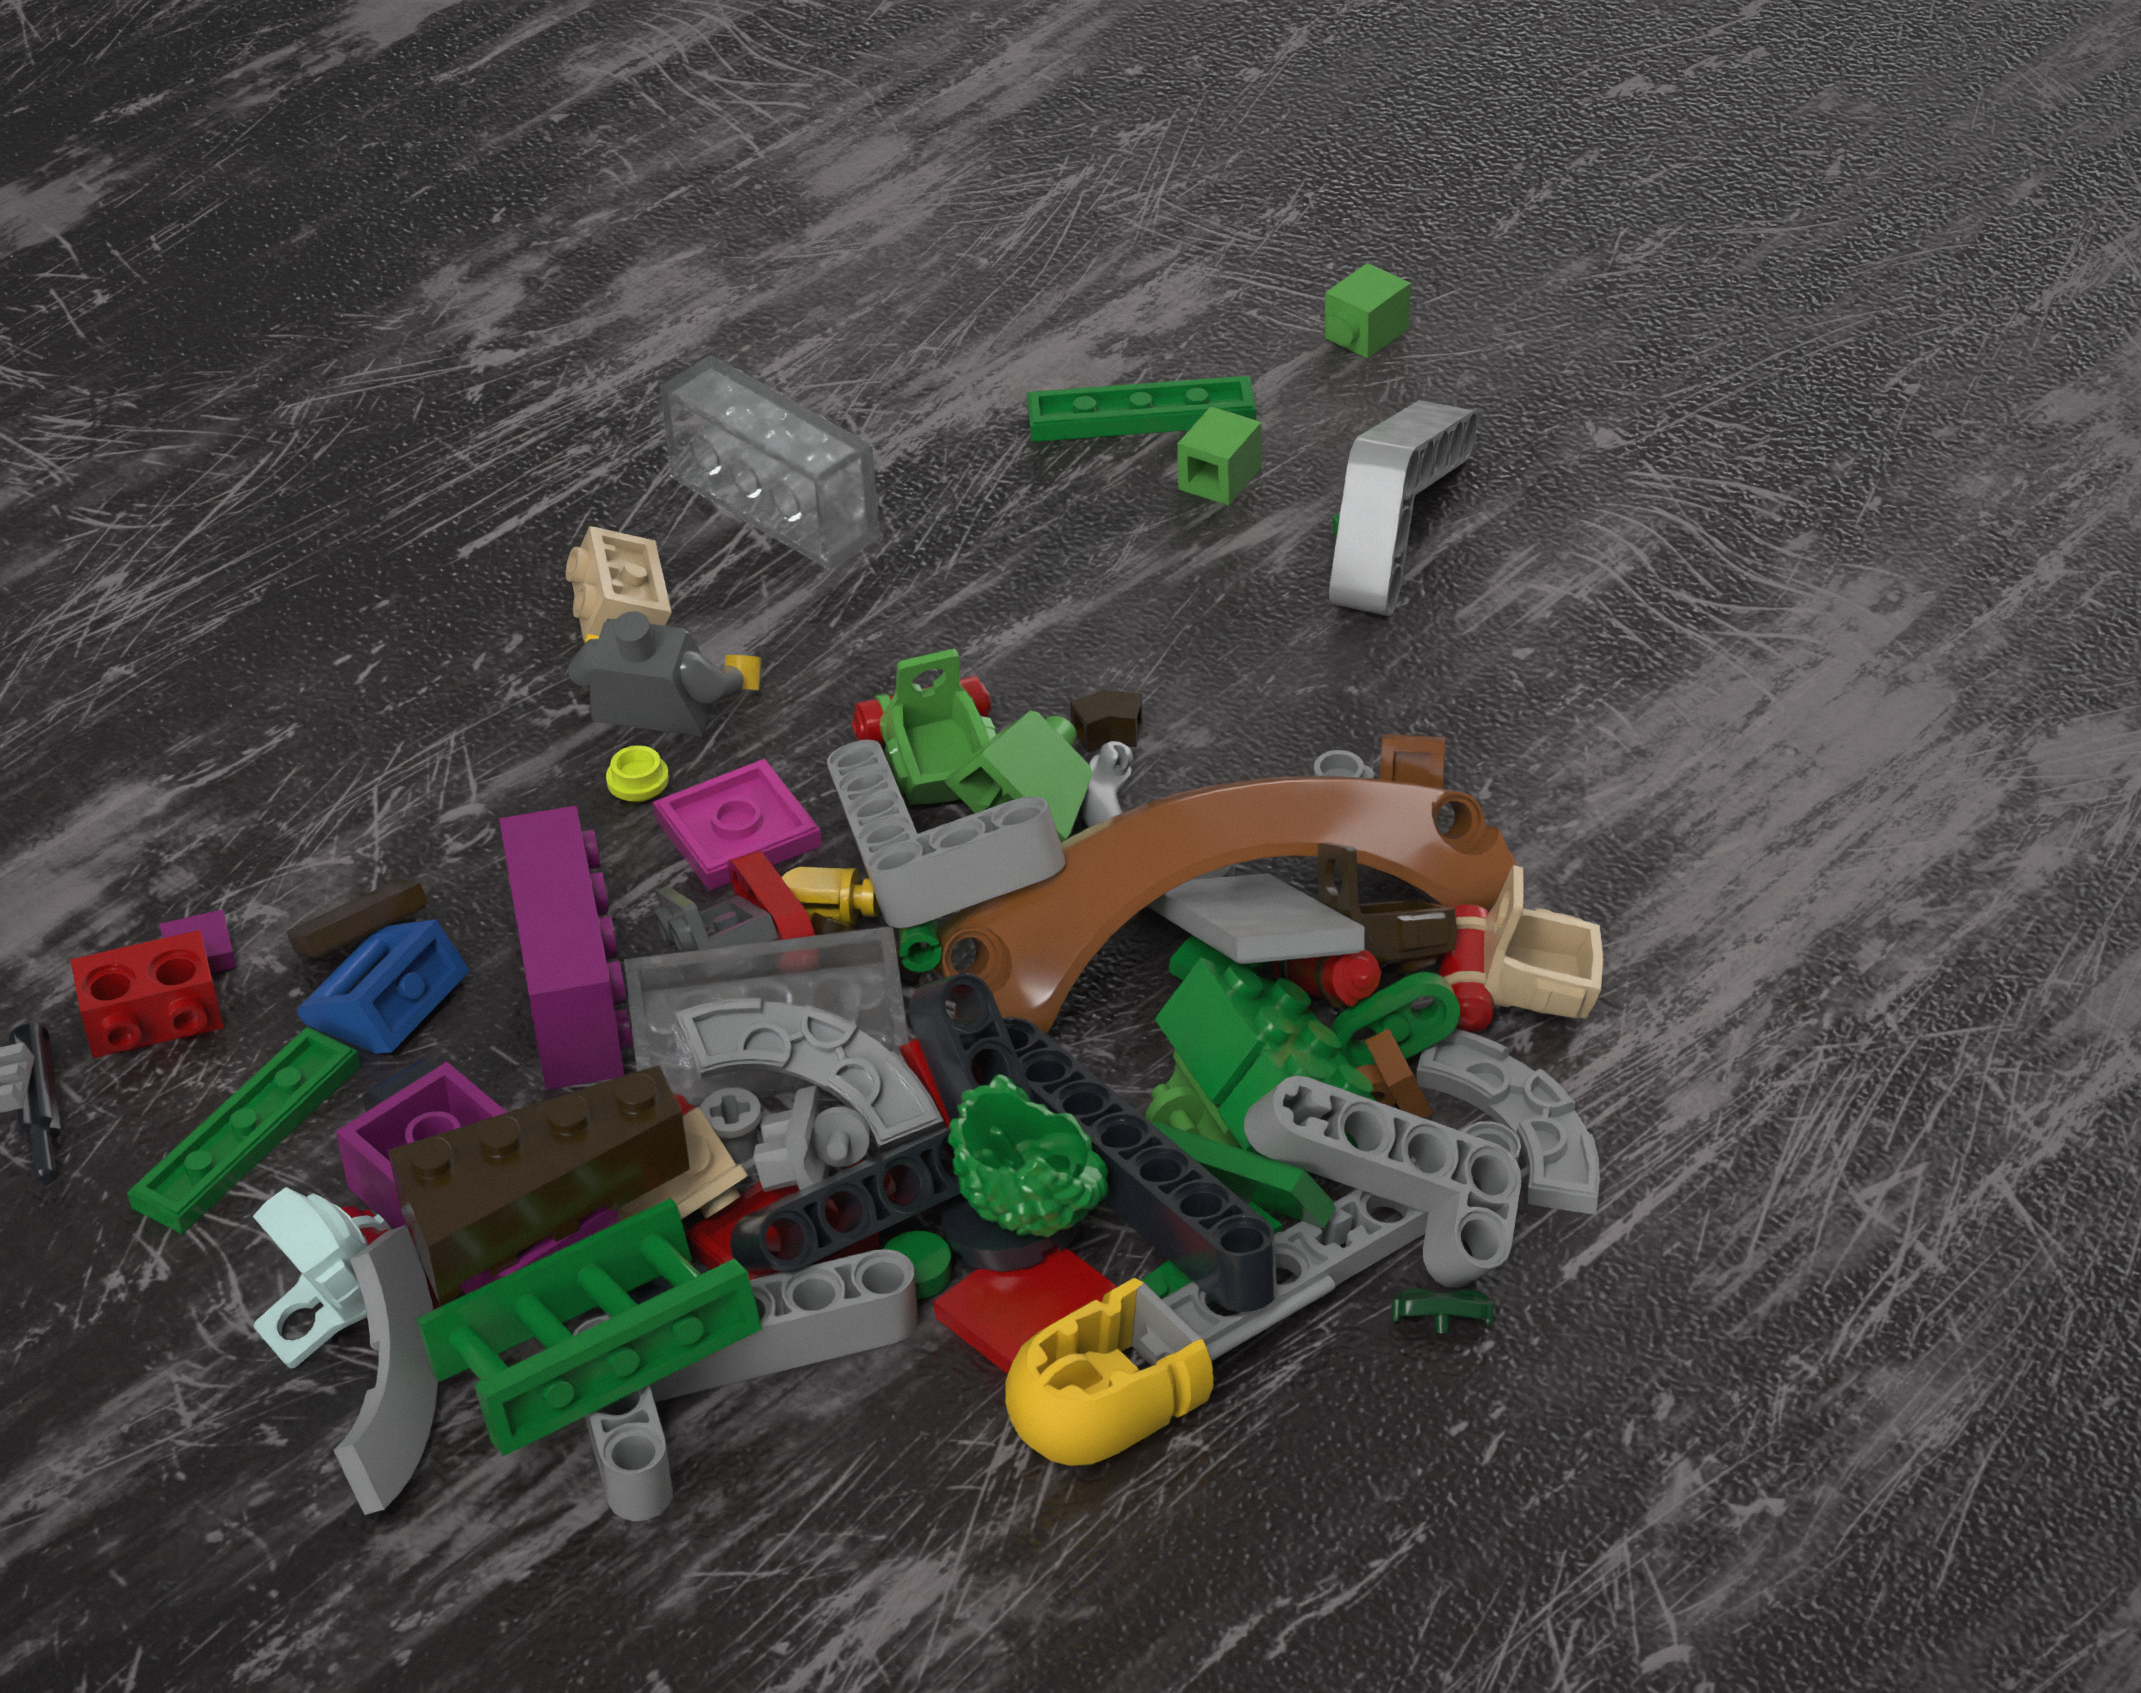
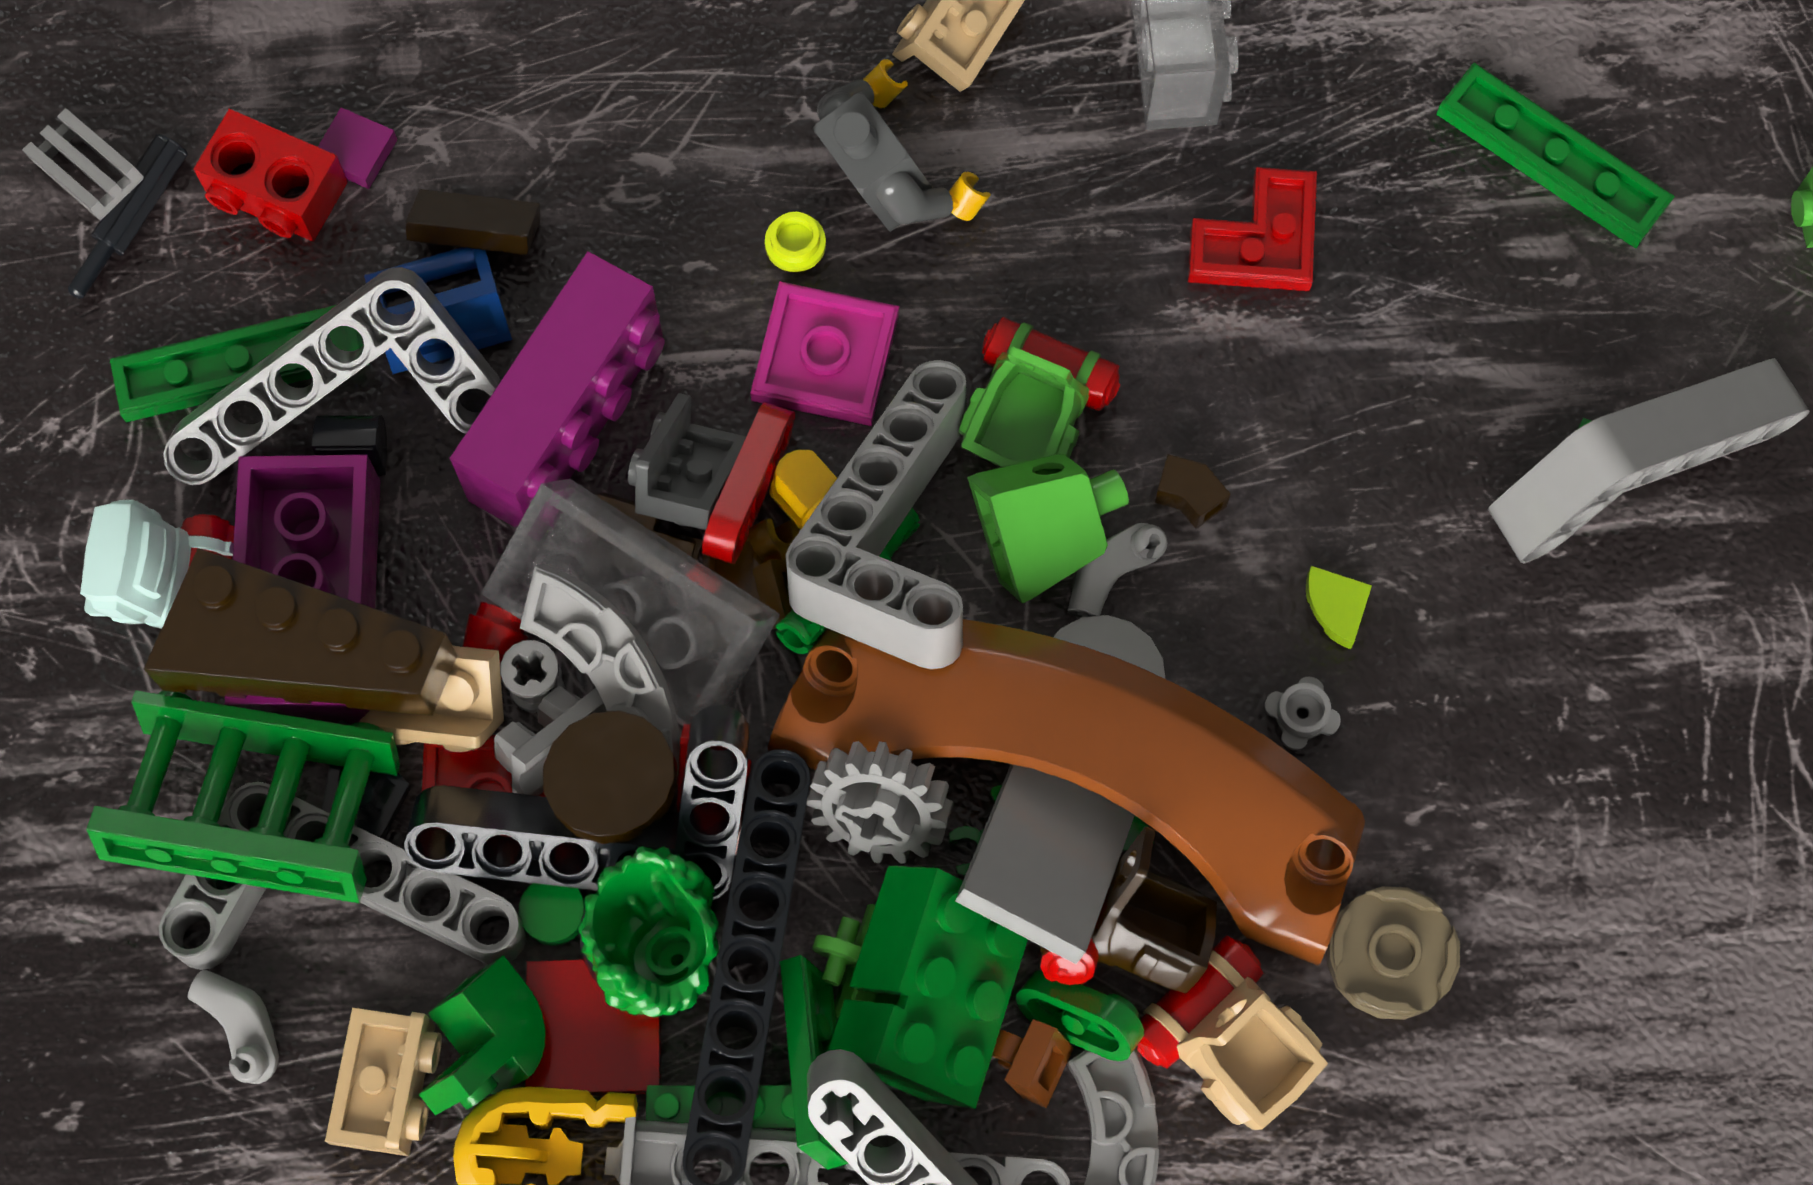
camera: 40 degrees right, 30 degrees up
(347, 1038) = (332, 367): none -> light grey beam
(399, 1411) = (95, 735): light grey tile -> none
(741, 1501) = (244, 1022): none -> light grey arm
(881, 1097) = (610, 776): none -> dark brown tile
(909, 1445) = (380, 1081): none -> tan bracket
(959, 1344) = (494, 1029): none -> green brick
(994, 571) = (1271, 249): none -> red tile
(1084, 979) = (879, 802): none -> light grey gear
(1219, 455) = (1554, 273): bright green brick -> none
(1288, 711) = (1337, 604): none -> lime tile
(1413, 759) = (1363, 757): dark orange tile -> none
(1568, 863) = (1393, 953): none -> dark tan tile

